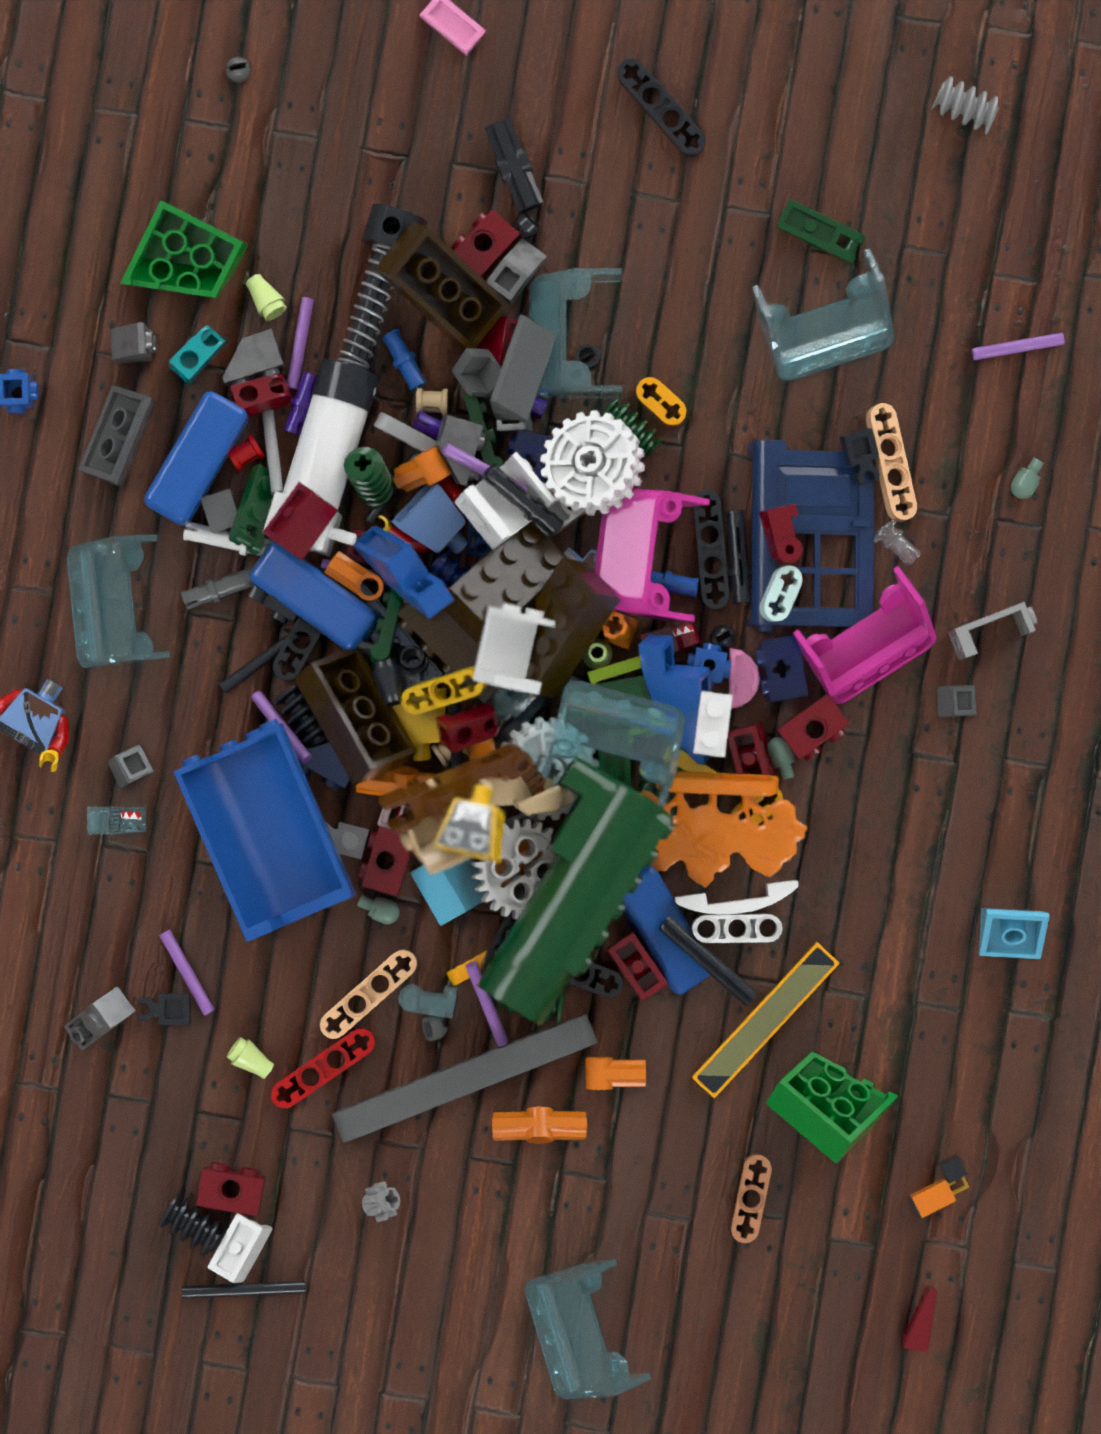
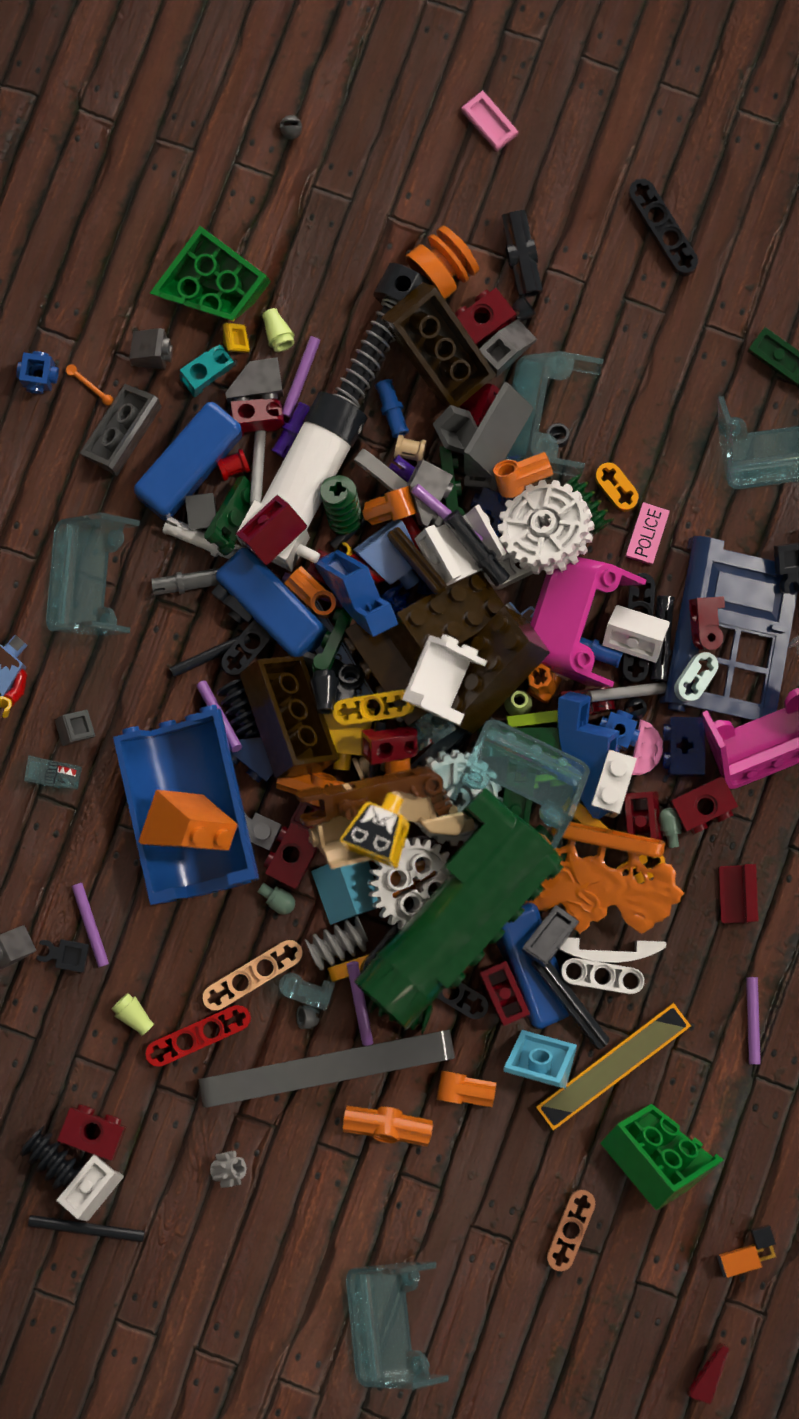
camera: 10 degrees right, 5 degrees down
(52, 381) = (72, 371): none -> orange hinge
(222, 314) = (235, 338): none -> yellow slope
(269, 849) = (186, 822): none -> orange slope
(430, 192) = (447, 259): none -> orange wheel
(452, 945) = (338, 943): none -> light grey piece
(461, 525) = (417, 561): none -> dark brown axle
(548, 415) = (514, 475): none -> orange piece
(674, 897) = (550, 936): none -> black tile
(688, 1027) = (541, 1059): none -> medium azure slope
(702, 446) = (647, 533): none -> bright pink tile
(708, 557) = (635, 633): none -> white panel
(710, 622) = (627, 692): none -> light grey bar
(865, 814) = (738, 894): none -> dark red panel
(904, 945) = (753, 1020): none -> medium lavender bar

